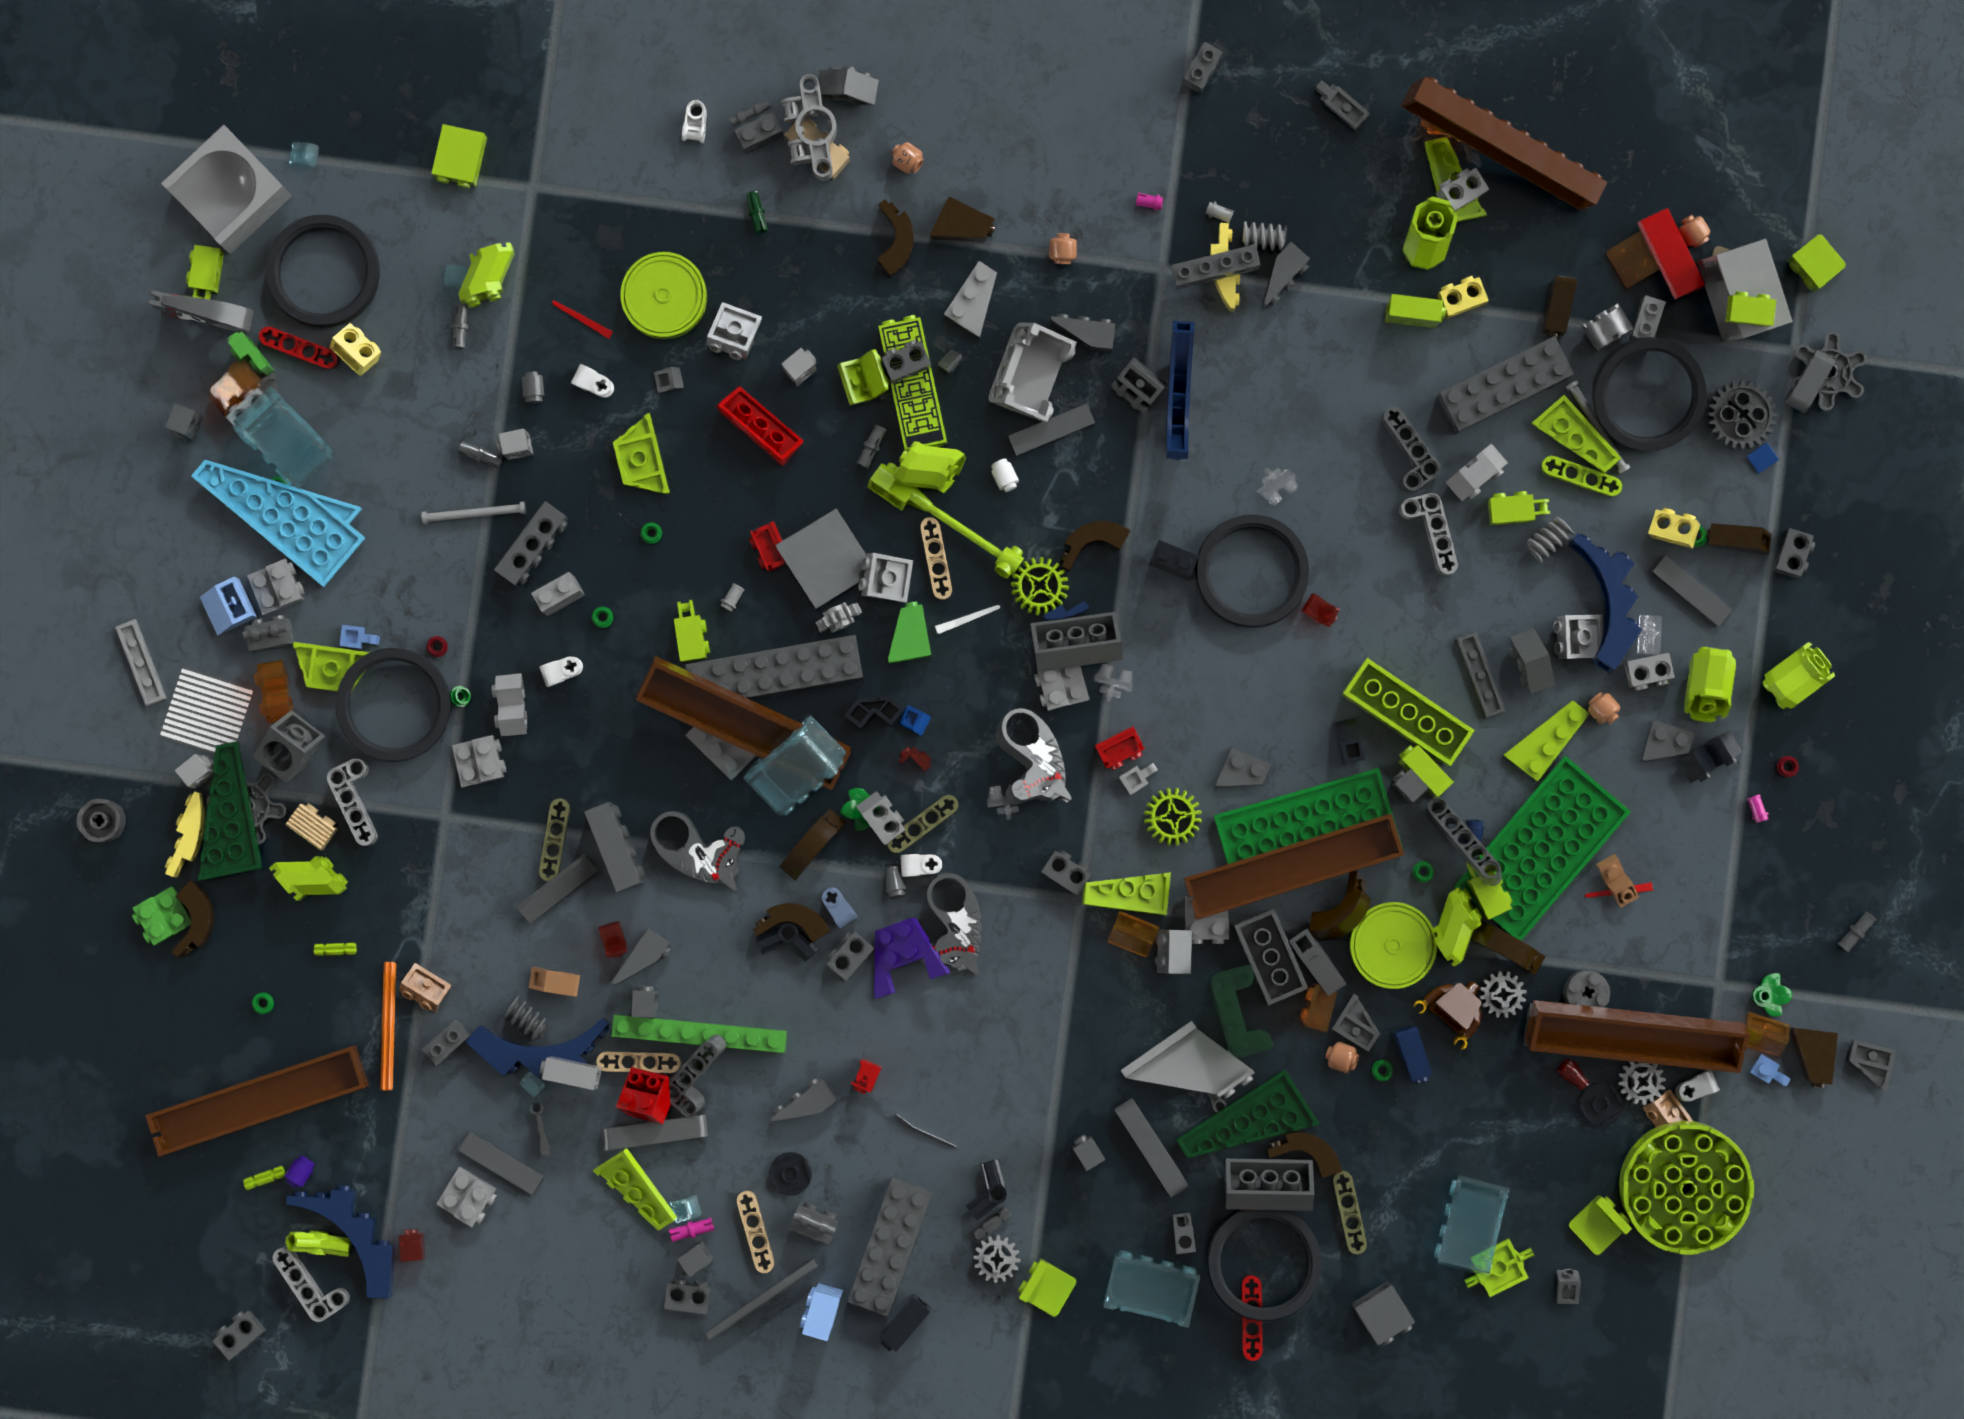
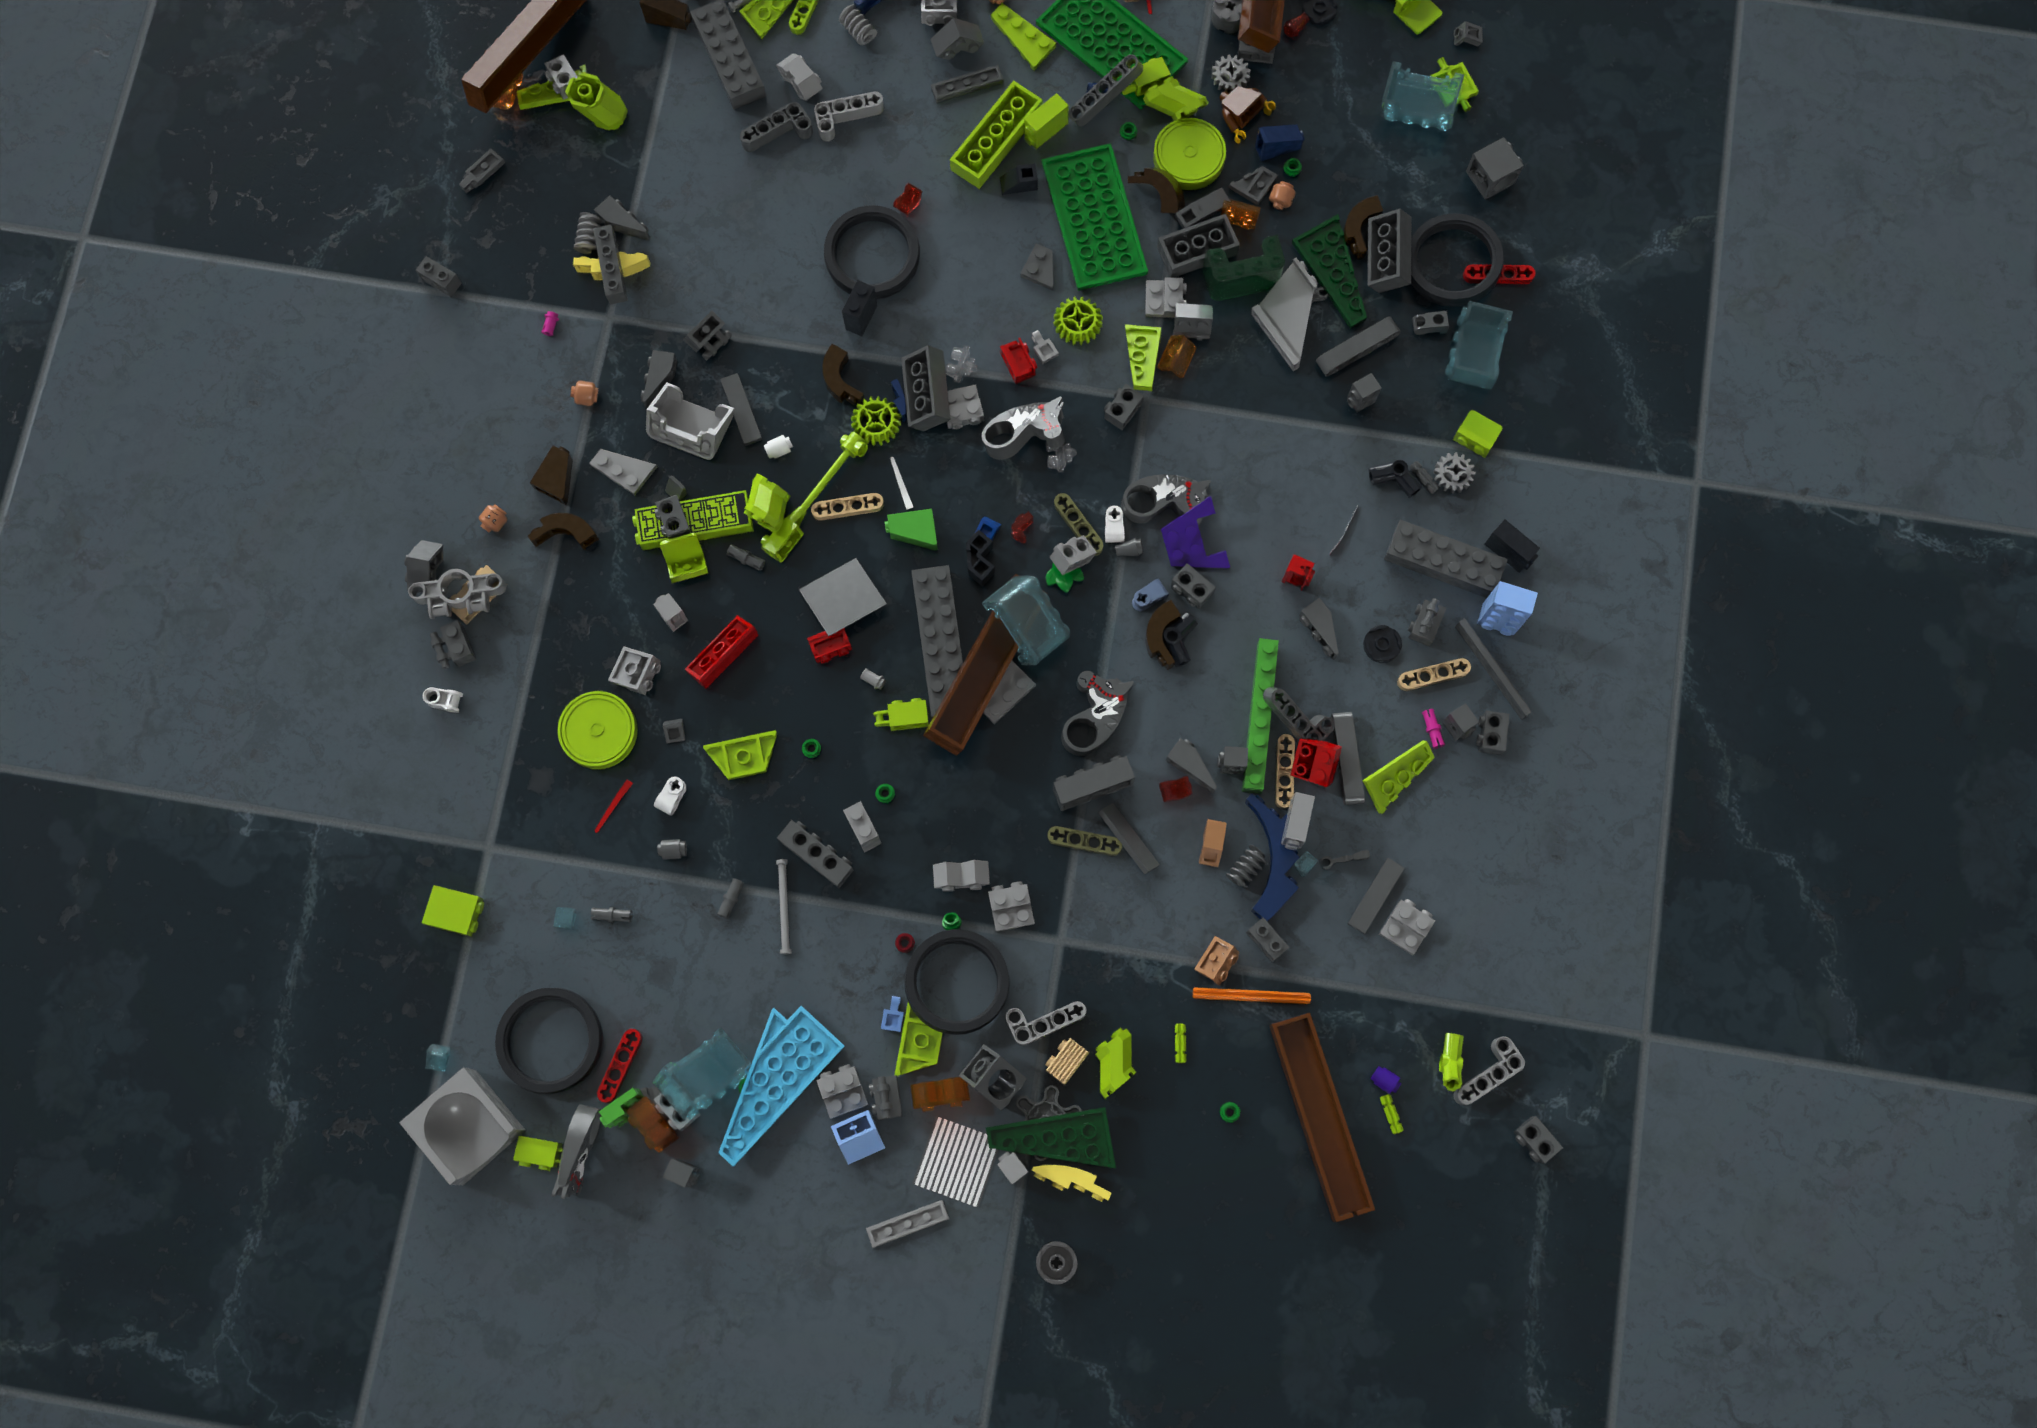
camera: 90 degrees left, 10 degrees down
(162, 916) = (1148, 1206): bright green plate -> none
(202, 918) = (1141, 1168): dark brown arch -> none
(351, 352) = (624, 1010): light yellow brick -> none
(360, 1229) = (1420, 1042): dark blue arch -> none
(412, 1245) = (1452, 977): clear red brick -> none
(486, 274) = (565, 886): lime brick -> none
(515, 444) = (723, 863): light grey brick -> none
(557, 671) = (931, 833): white piece -> none
(686, 1208) = (1414, 733): clear light blue slope -> none
(756, 212) = (530, 648): dark green axle -> none
(811, 844) = (1096, 613): dark brown arch -> none
(838, 617) = (895, 584): light grey gear -> none
(886, 577) = (862, 547): light grey plate -> none
(1179, 390) = (692, 299): dark blue arch -> none
(1219, 212) = (564, 268): light grey pin -> none
(1275, 481) = (797, 230): clear hips -> none
(1293, 866) = (1124, 222): reddish brown piece -> none
(1352, 1211) = (1409, 192): olive beam -> none
(1408, 785) = (1057, 134): dark grey brick -> none
(1414, 311) = (660, 117): lime brick -> none
(1464, 301) = (651, 84): light yellow brick -> none
(1508, 947) = (1192, 63): dark brown arch -> none
(1515, 508) = (831, 51): lime brick -> none

